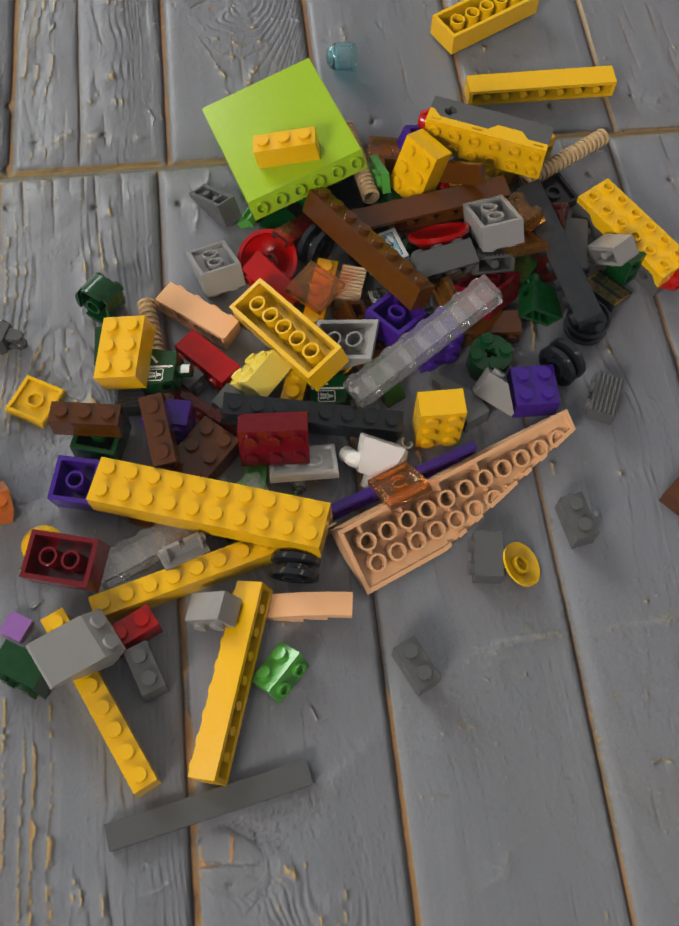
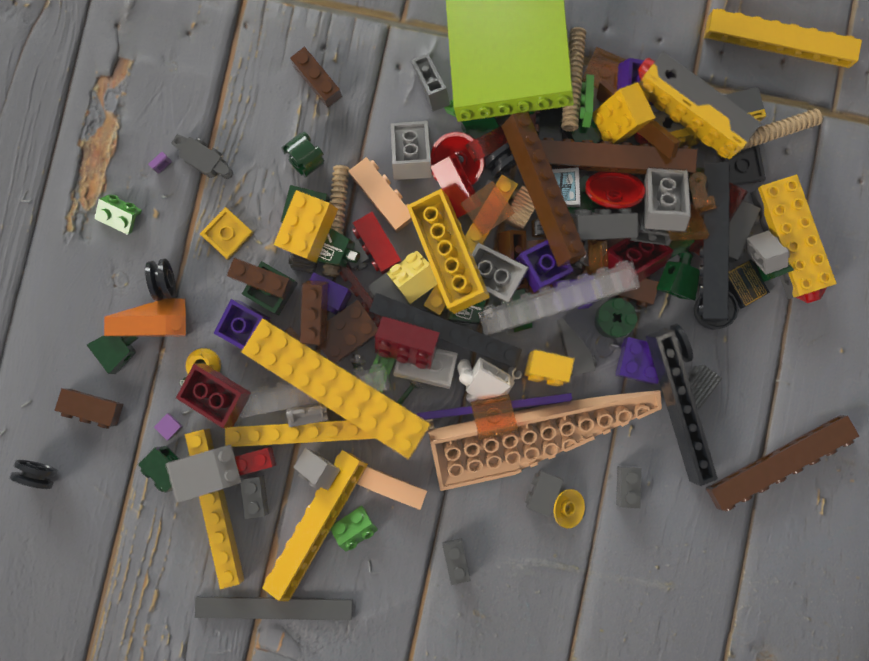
camera: 25 degrees right, 20 degrees up
(94, 229) = (316, 77): none -> reddish brown brick
(286, 147) = (504, 66): yellow brick -> none
(294, 567) = (387, 457): black wheel -> none
(494, 389) = (605, 353): light grey slope -> none
(597, 415) = (681, 407): none -> black brick

